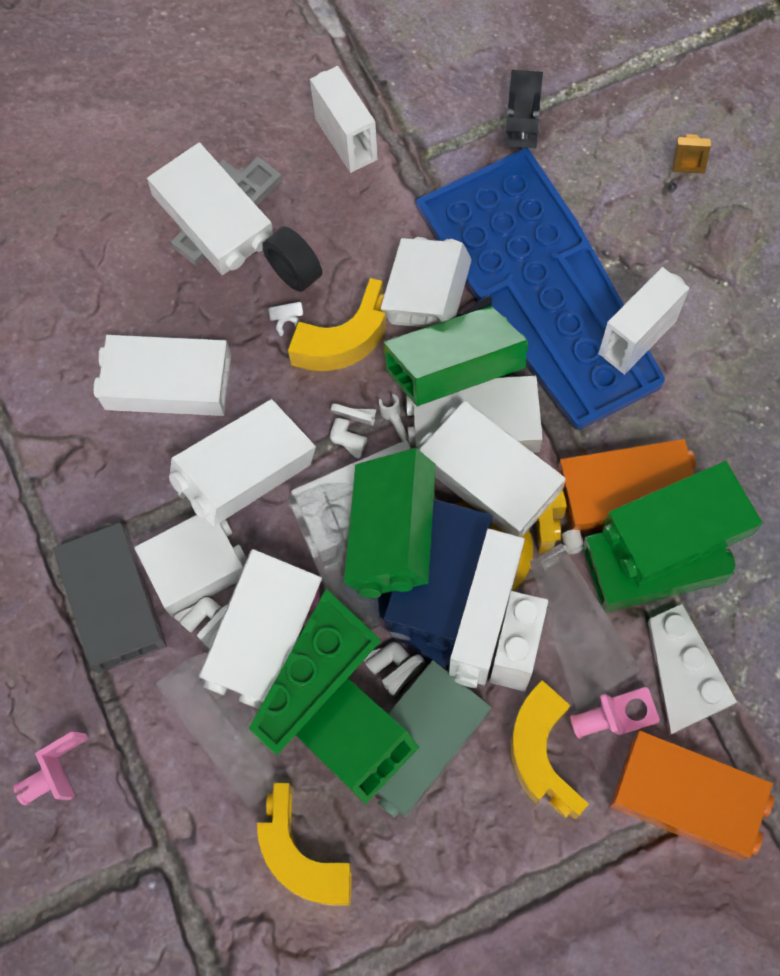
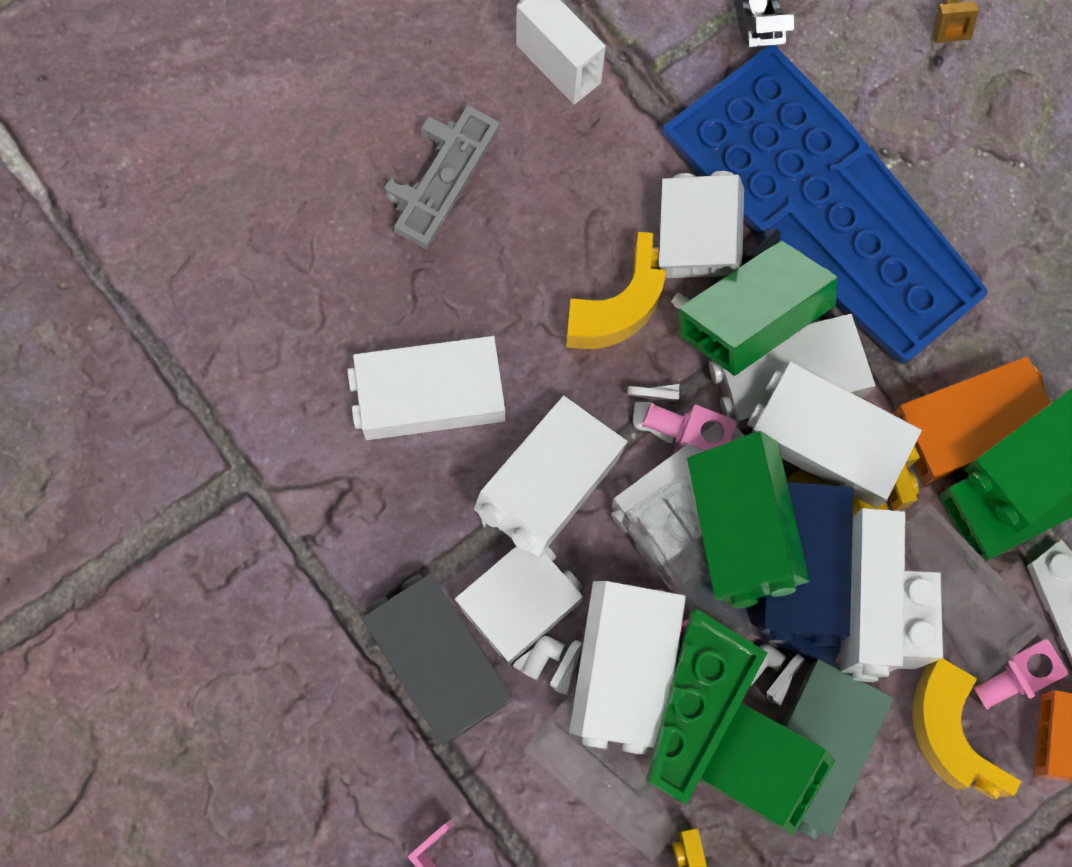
camera: 20 degrees left, 5 degrees up
(210, 208) = (435, 181): white brick -> none
(284, 313) = (547, 287): tile -> none
(292, 259) = (543, 224): black tyre -> none
(365, 443) = (687, 428): none -> bright pink bracket
(392, 413) = (698, 386): white hand -> none
(572, 541) = (928, 492): white hand -> none
(643, 320) = (959, 230): white brick -> none

